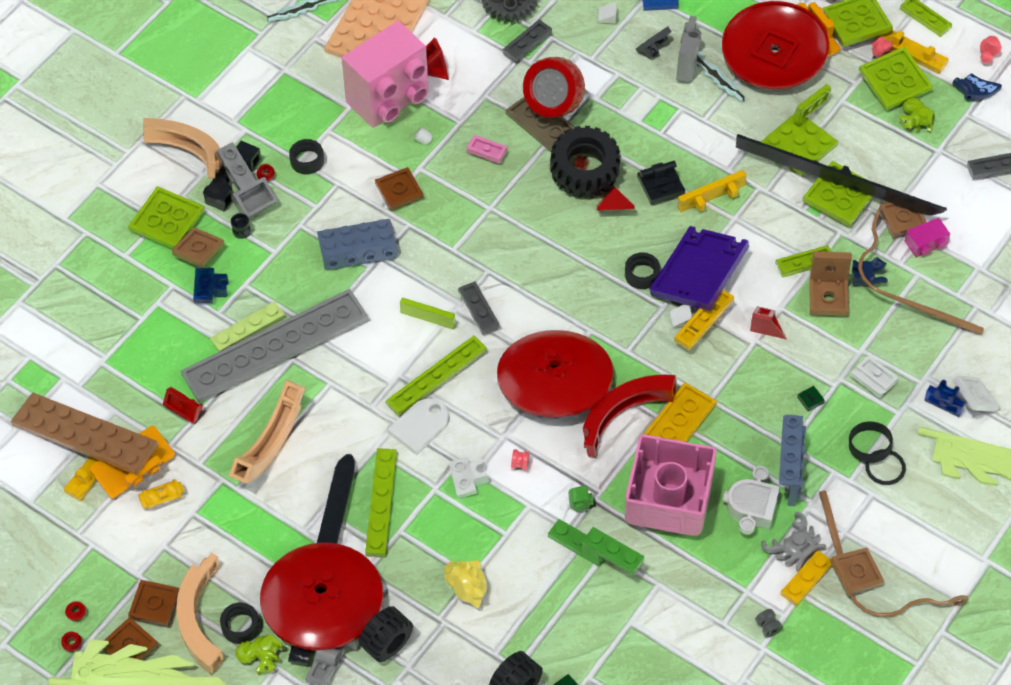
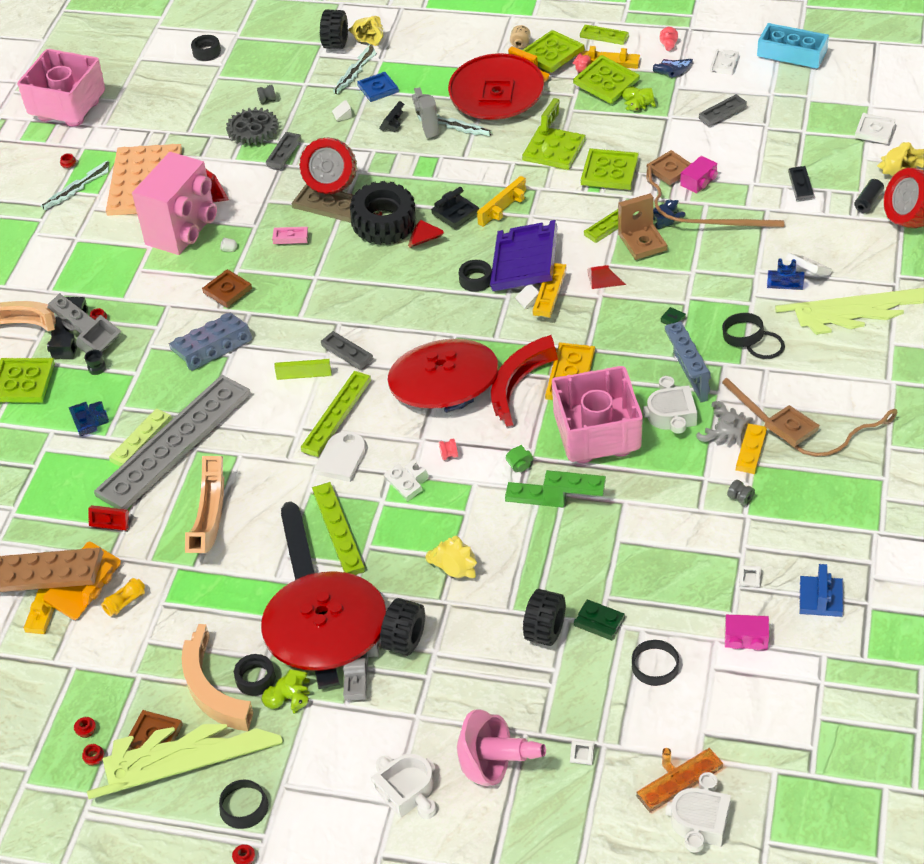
camera: 20 degrees left, 10 degrees down
(154, 603) = (161, 689): dark orange plate -> none
(198, 247) = (63, 391): medium nougat plate -> none
(306, 167) = (129, 283): black tyre -> none
(842, 177) = (601, 154): black piece -> none
(874, 376) = (716, 283): white plate -> none

